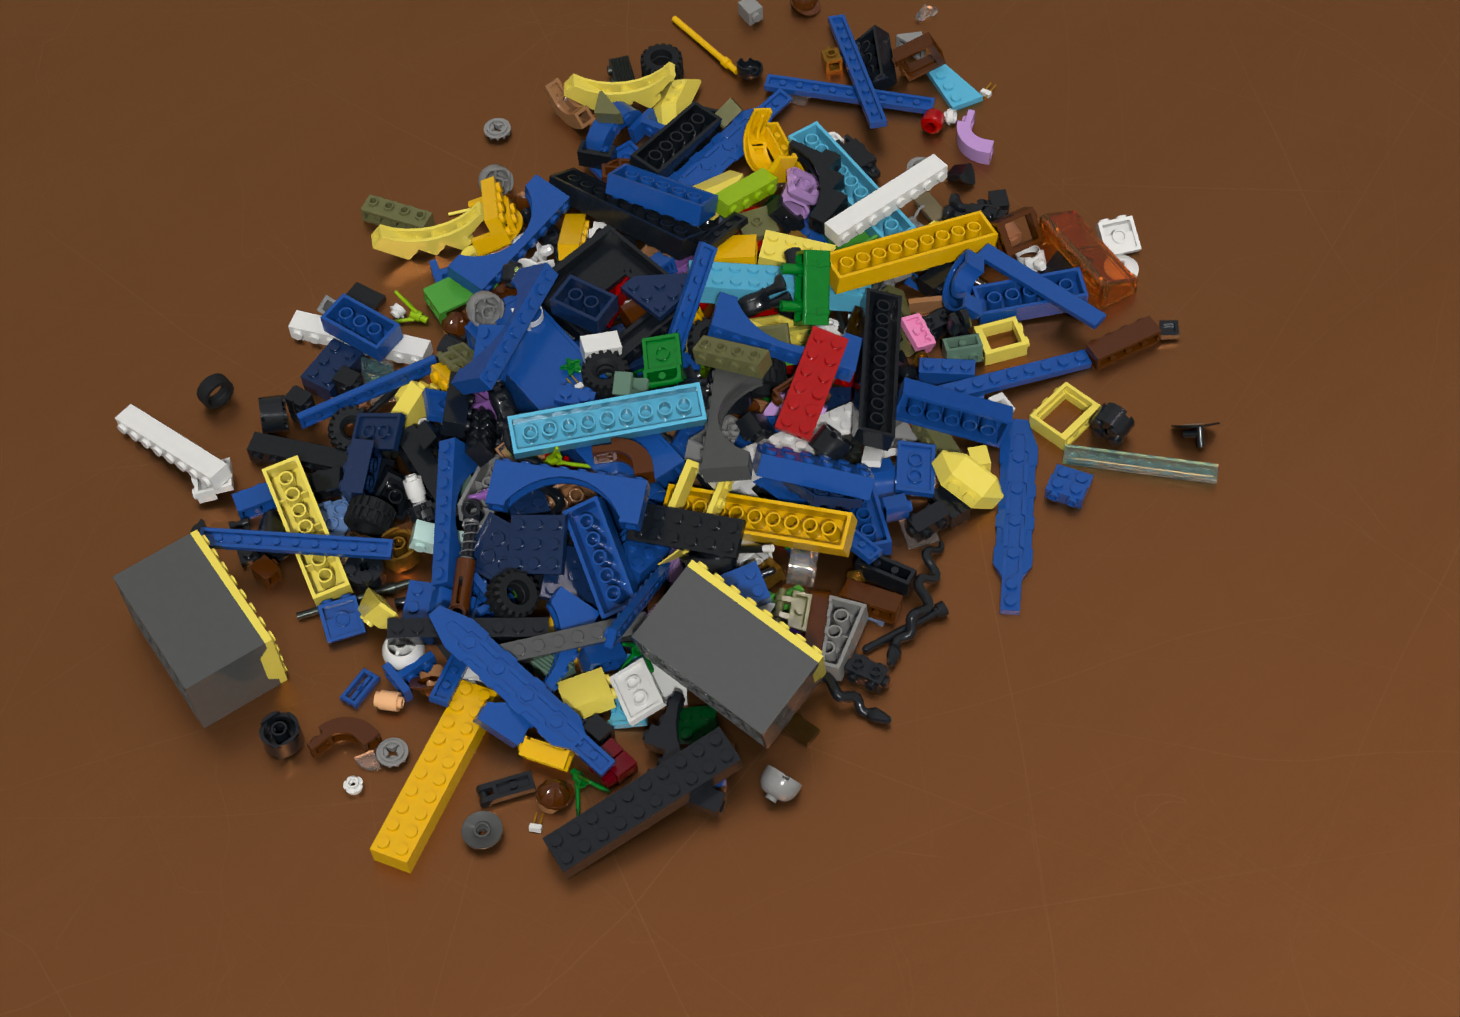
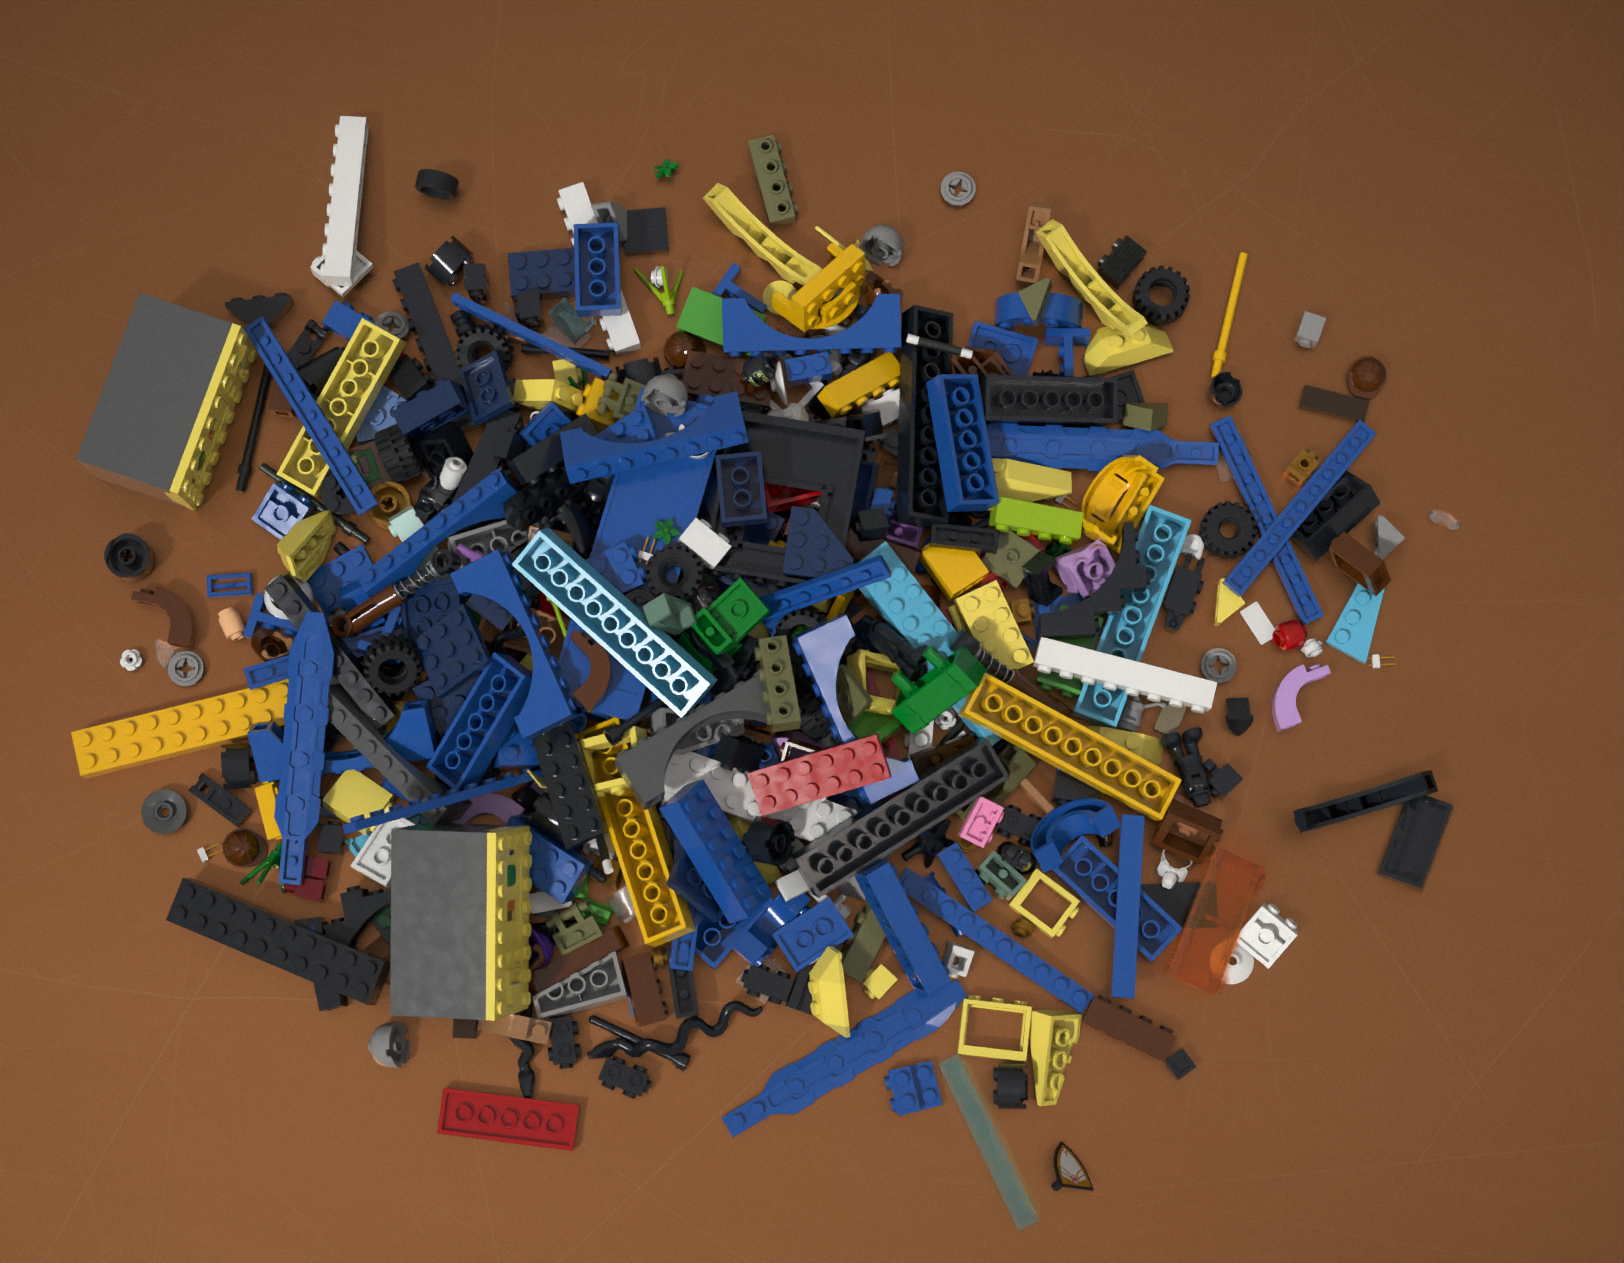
camera: 50 degrees right, 25 degrees up
(288, 626) = (244, 468): none -> black bar
(318, 434) = (462, 321): none -> black wheel
(333, 267) = (666, 168): none -> green plant
(493, 755) = (237, 766): none -> black brick
(539, 249) = (808, 369): none -> blue brick
(588, 175) = (940, 346): none -> pearl dark grey bar
(594, 158) = (984, 325): black panel -> none
(672, 264) = (870, 525): none -> black brick
(682, 470) = (615, 733): none -> black piece
(806, 26) = (1334, 403): none -> dark brown tile
(826, 690) = (518, 1027): none -> medium nougat arch
(839, 124) = (1216, 541): none -> black tyre
(882, 140) = (1226, 603): none -> light yellow slope
(895, 744) = (508, 1119): none -> red plate
(910, 136) = (1258, 622): none -> white sticker
(923, 650) = (631, 1080): none -> black brick
(1007, 361) = (1022, 928): none -> pearl gold plate
(1077, 127) = (1365, 802): none -> black arch
(1096, 386) = (1050, 1044): none -> light yellow wedge
(1118, 132) = (1416, 841): none -> black slope

